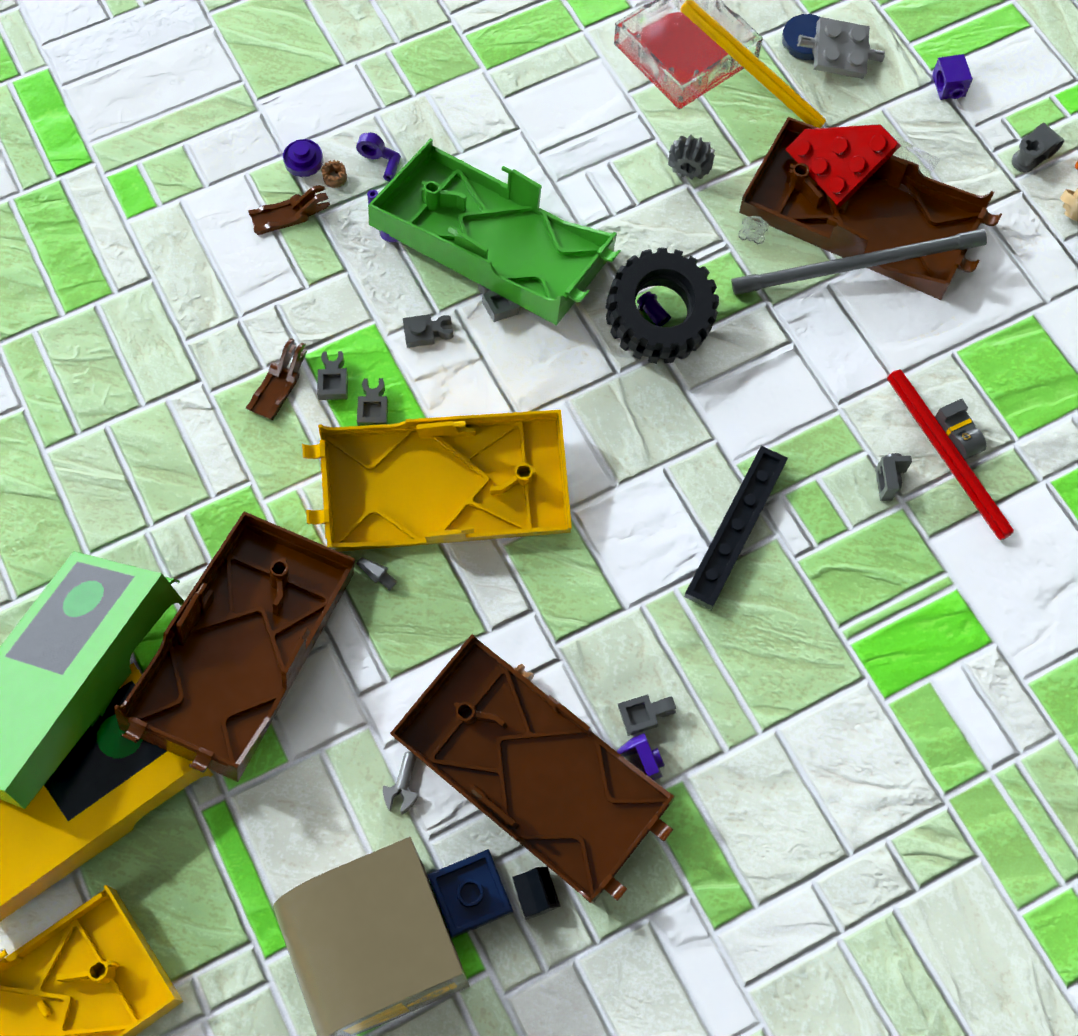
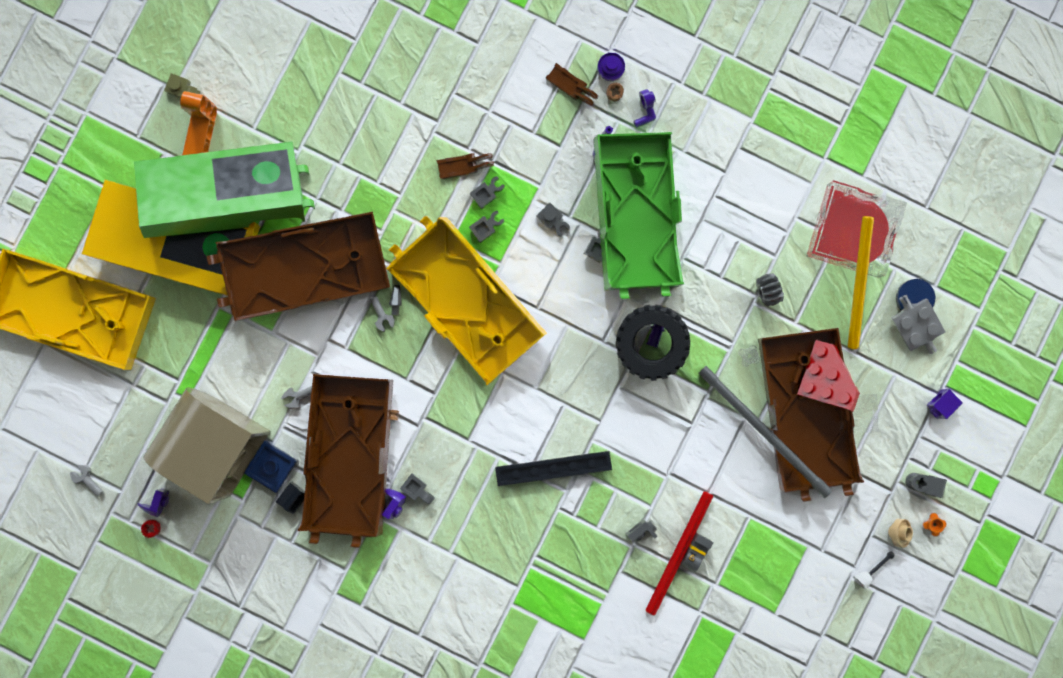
camera: 50 degrees right, 20 degrees up
(382, 603) = (381, 314): none -> light grey bar

